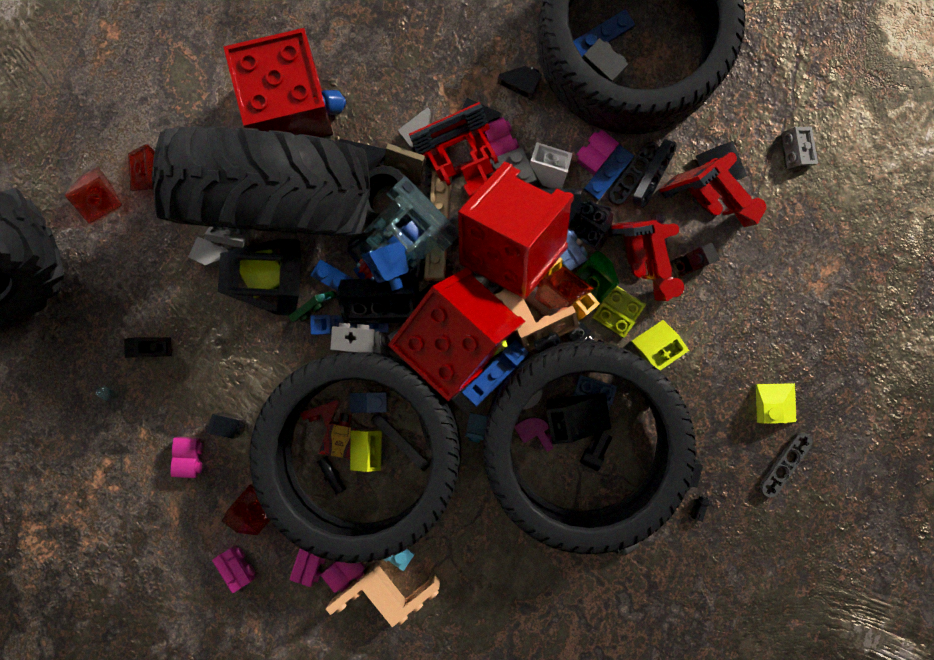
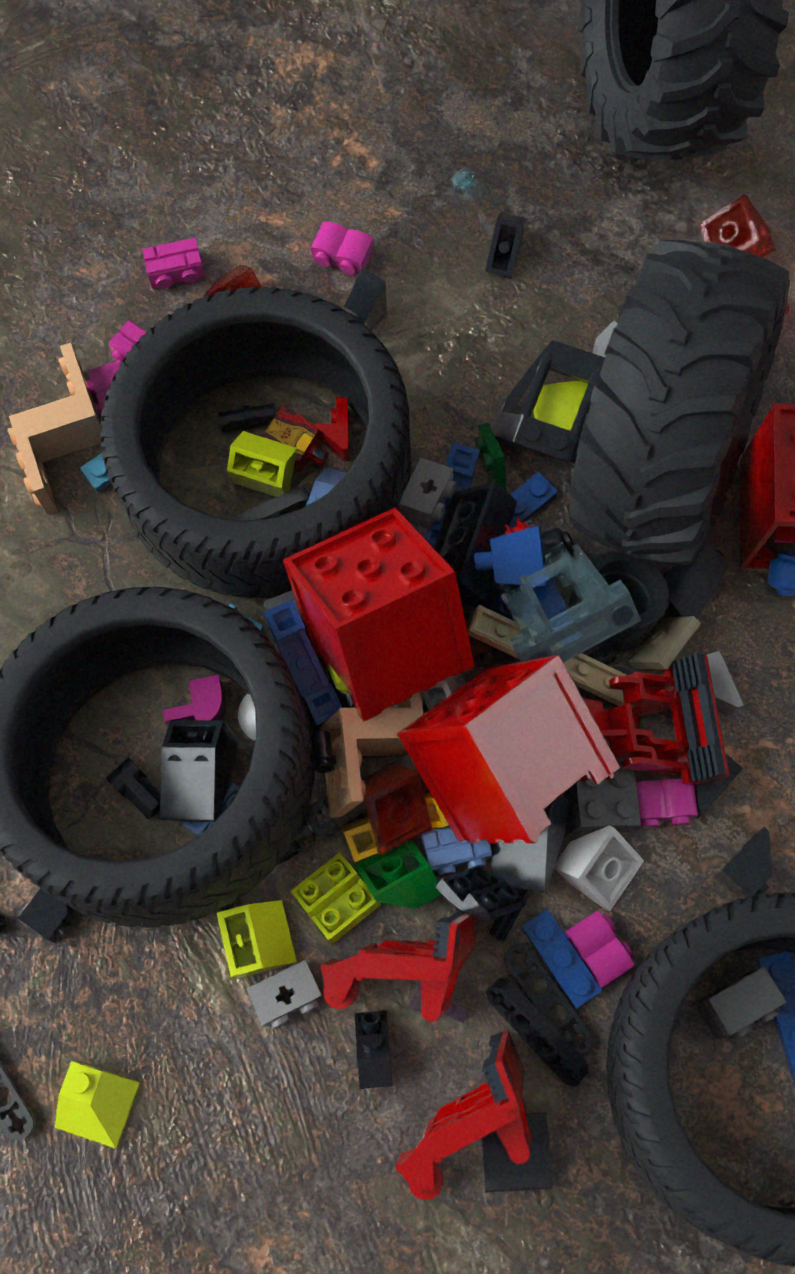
camera: 110 degrees right, 15 degrees down
(673, 316) = (266, 994): none -> light grey brick

